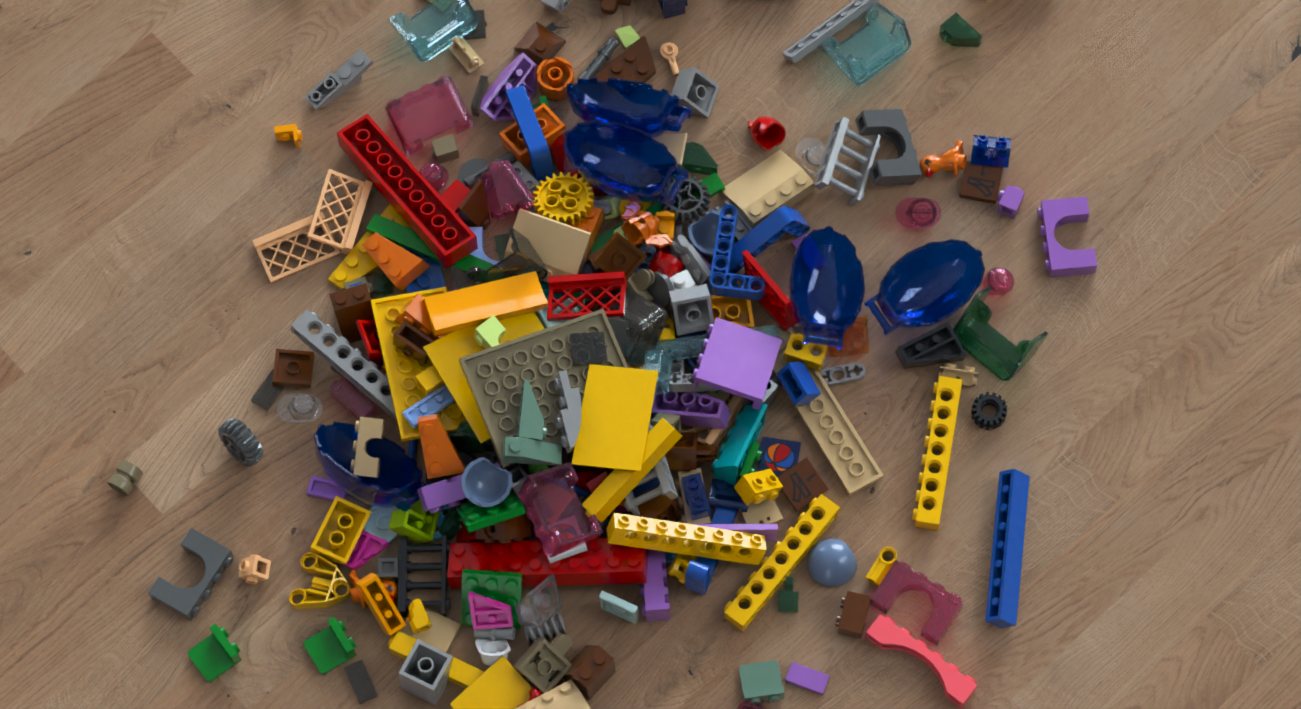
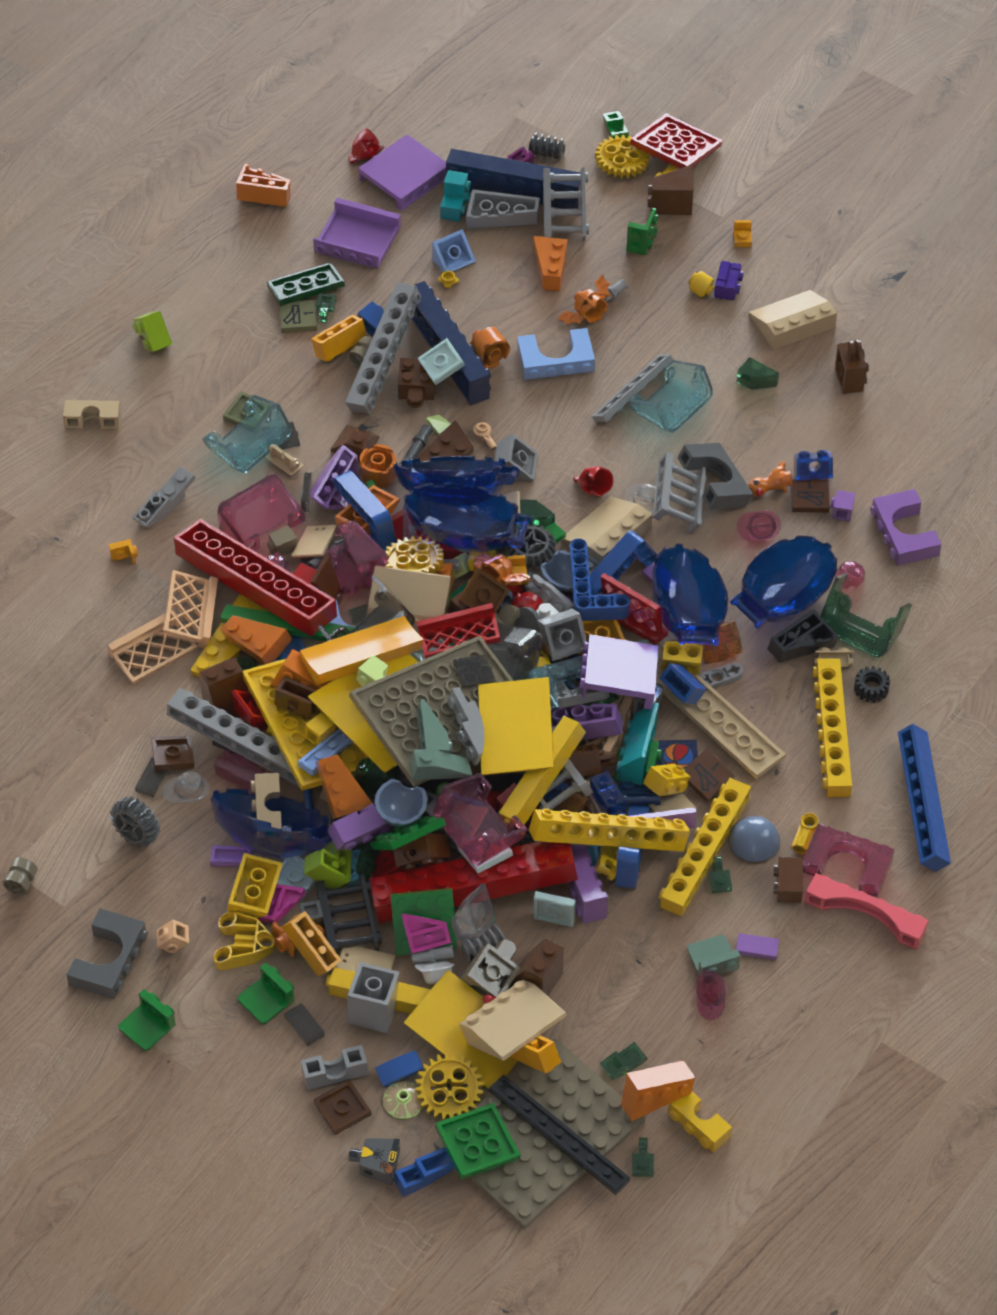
camera: 15 degrees left, 15 degrees down
(418, 617) = (353, 951): yellow rock -> none
(475, 155) = (314, 541): none -> tan container
(1057, 41) = (851, 366): none -> reddish brown brick

